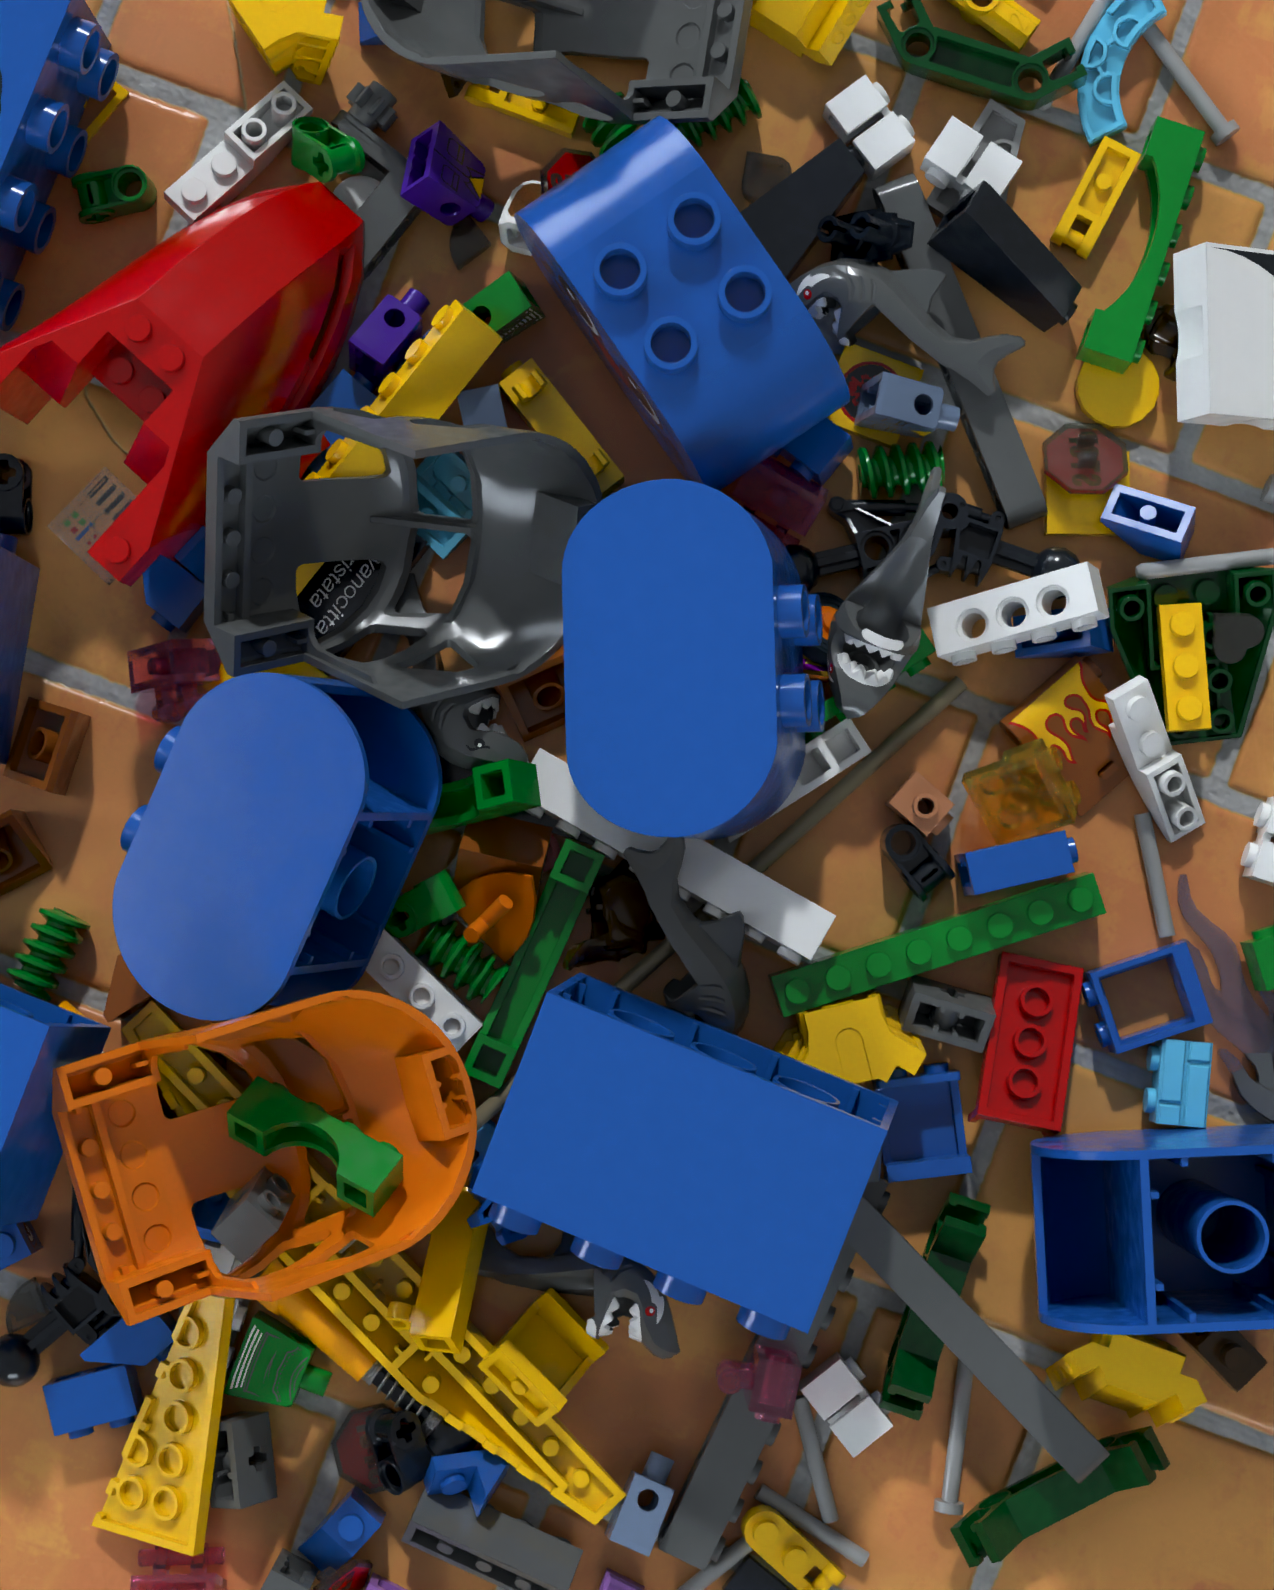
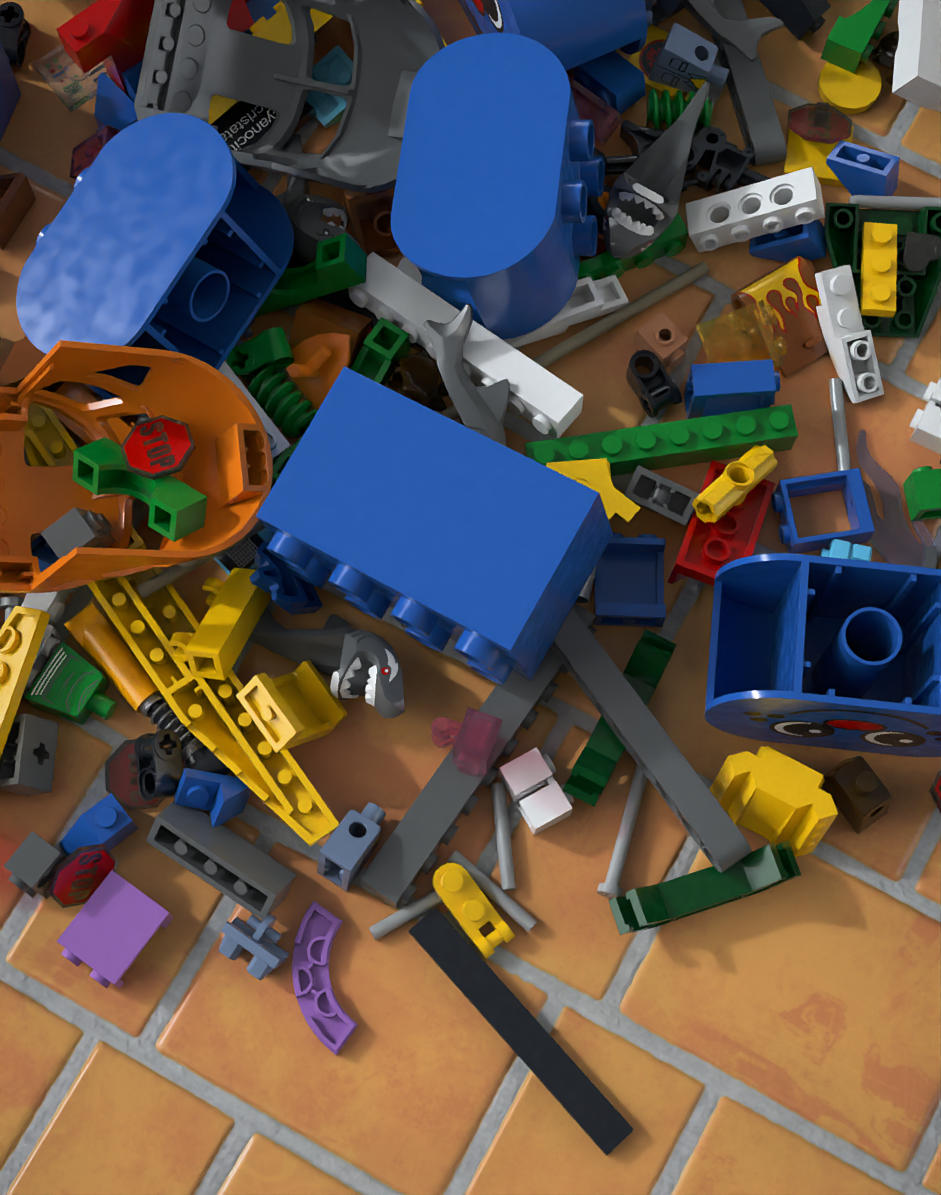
camera: 10 degrees right, 15 degrees down
(329, 1094) = (157, 447): none -> piece
(1025, 1010) = (734, 483): none -> yellow piece

